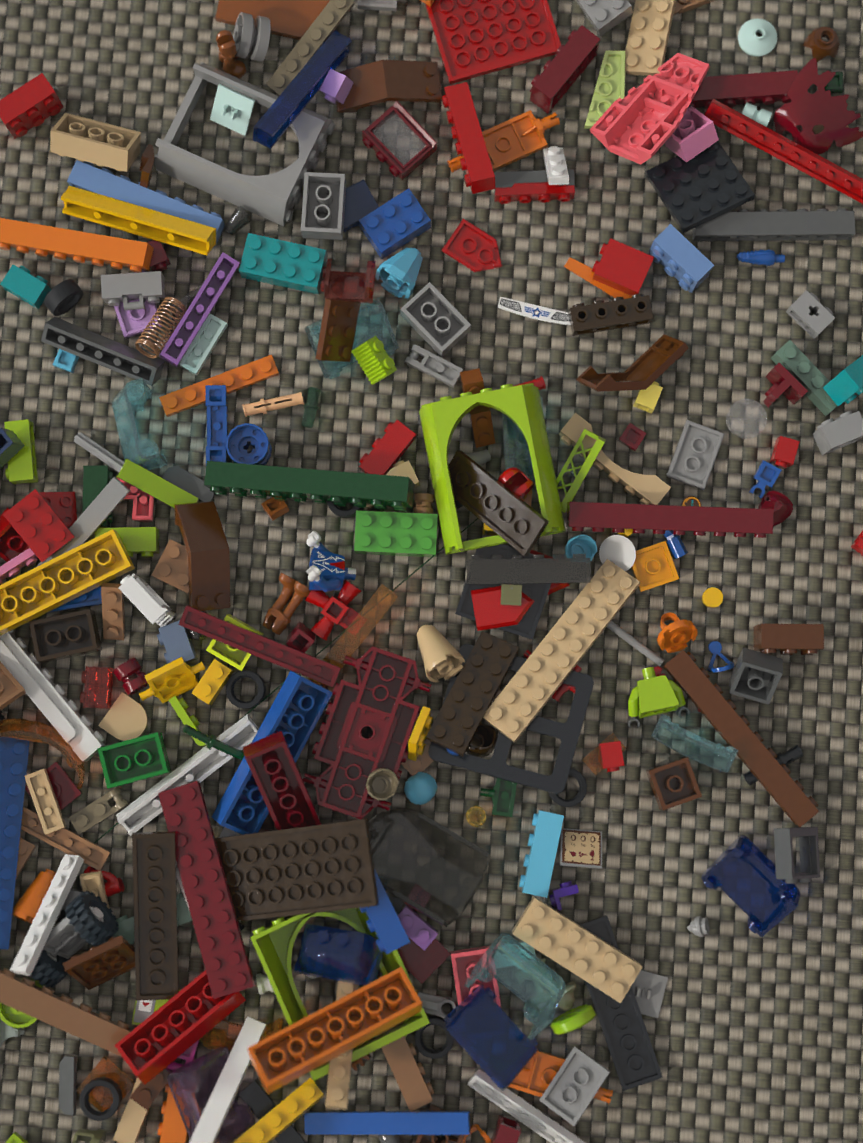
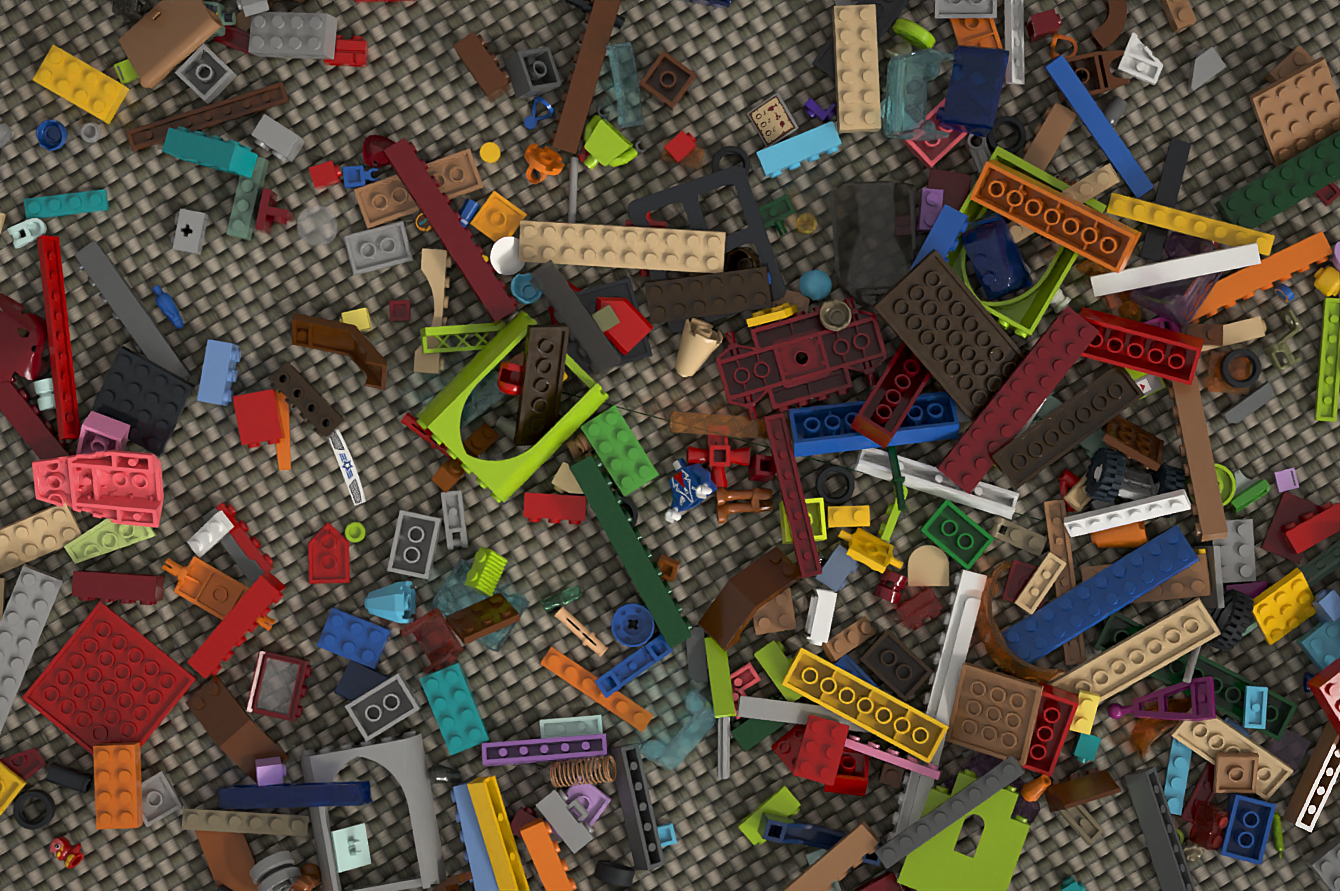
camera: 130 degrees left, 5 degrees up
(478, 282) = (355, 532): none -> lime tile
(728, 488) = (390, 200): none -> medium nougat plate

